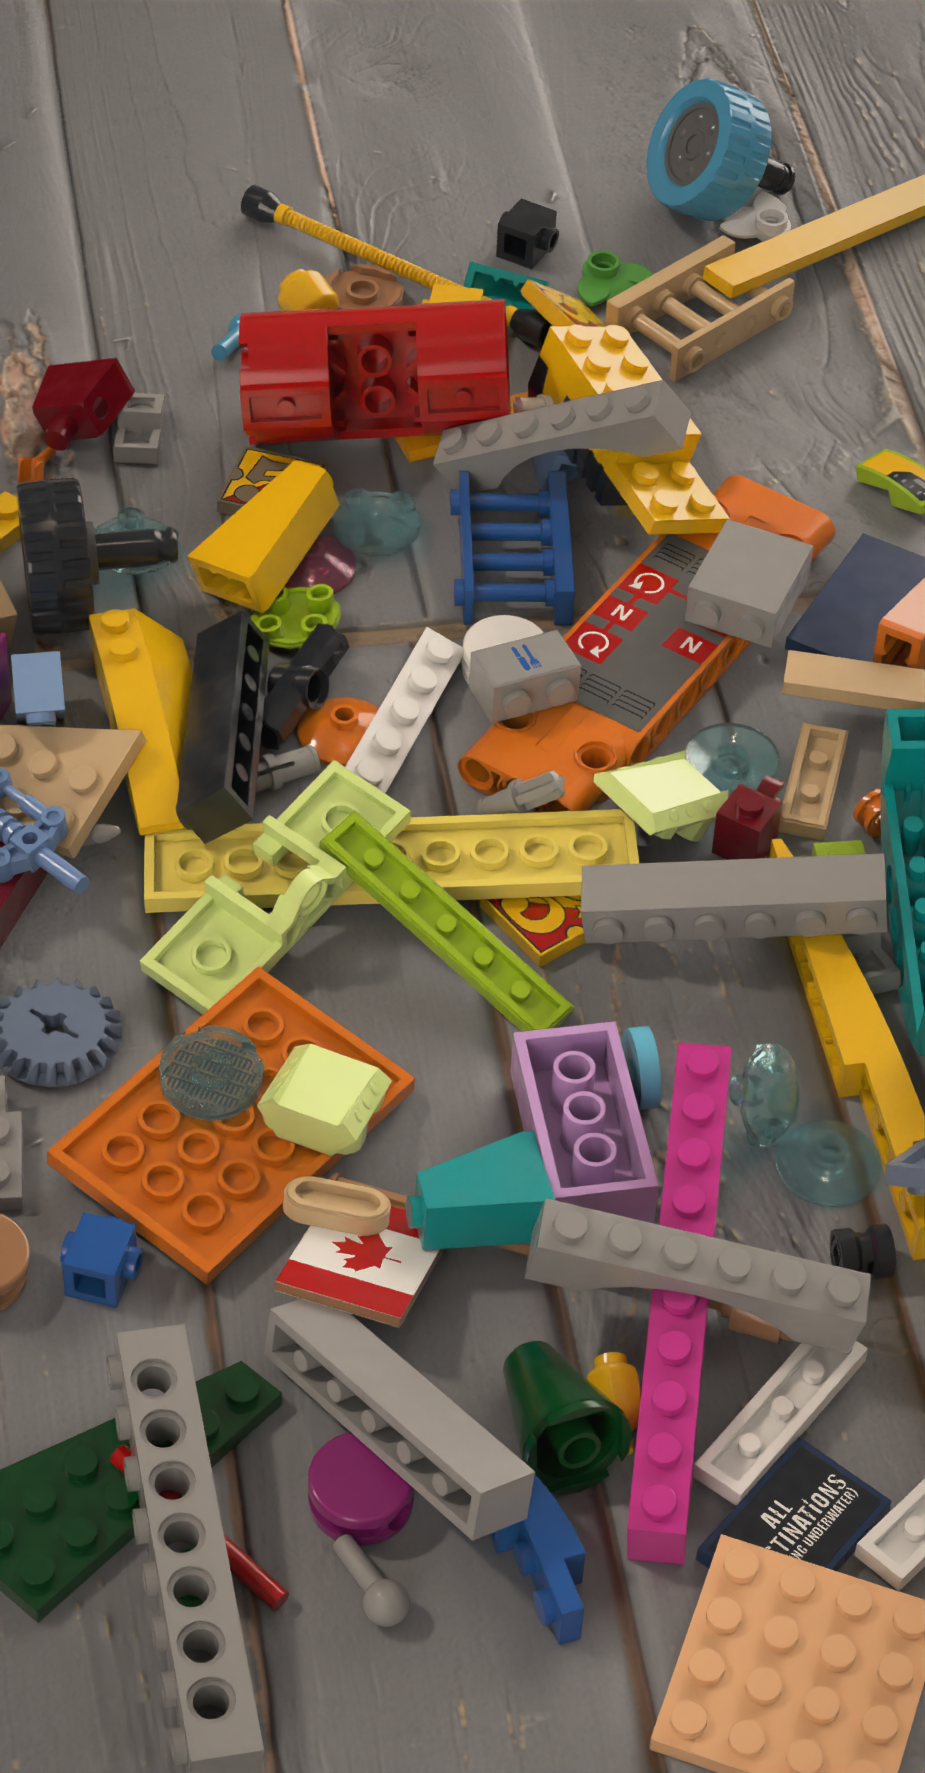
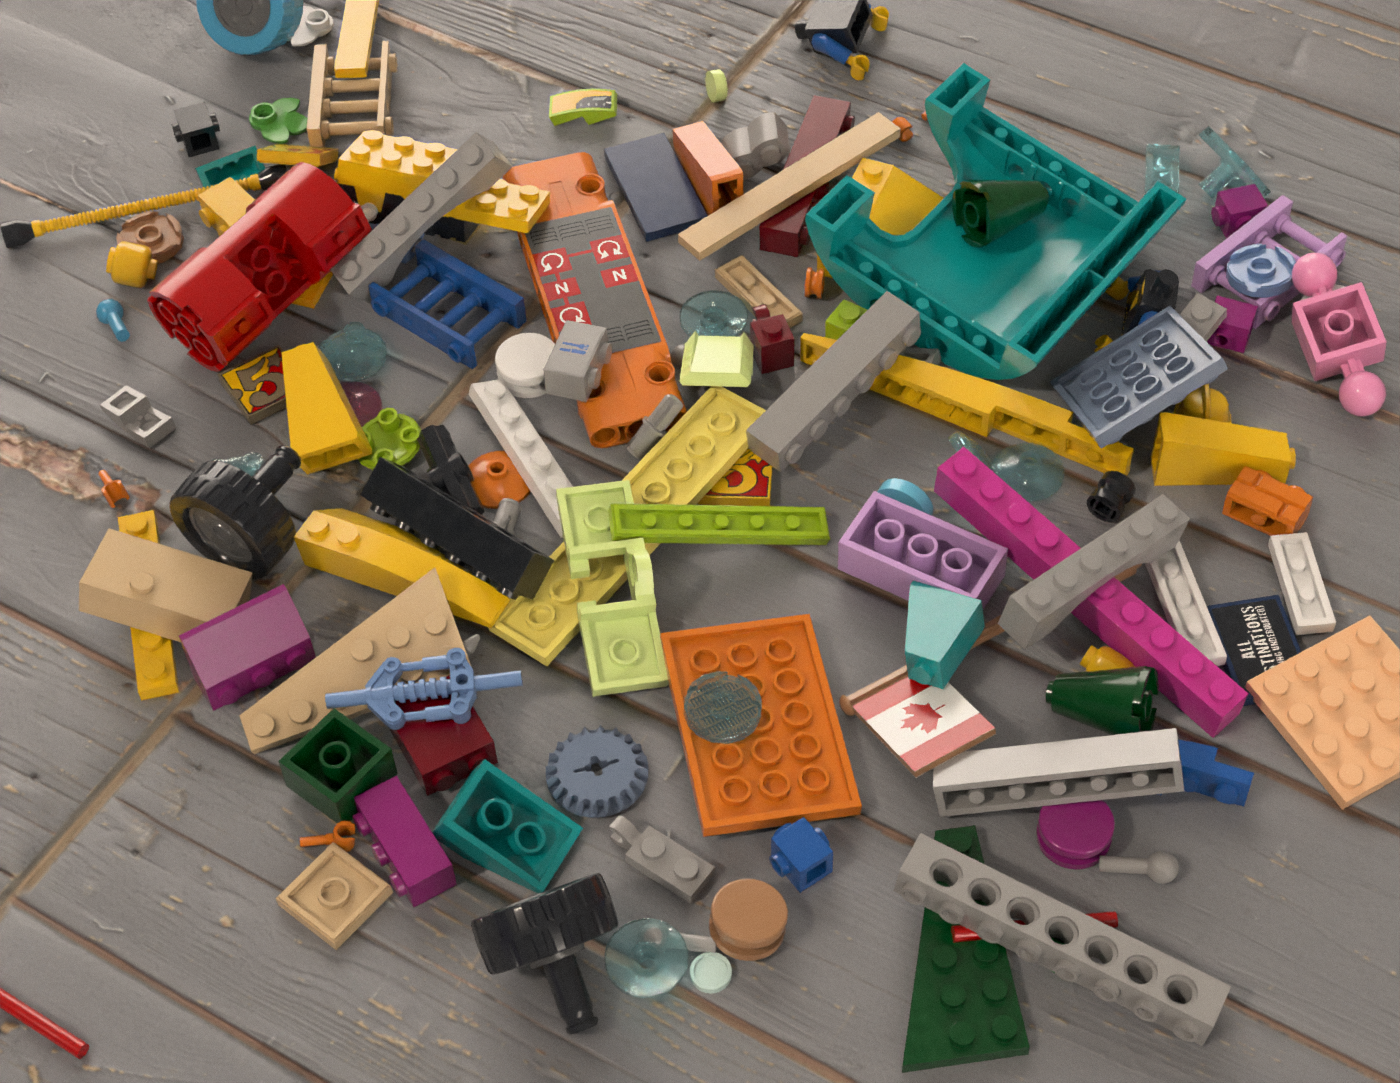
camera: 45 degrees left, 5 degrees up
(38, 688) = (340, 600): light blue arch -> none
(80, 400) = (91, 428): dark red torso -> none
(323, 1100) = (793, 665): yellowish green slope -> none
(336, 1206) = (874, 710): tan tile -> none
(748, 583) = (611, 216): light grey brick -> none

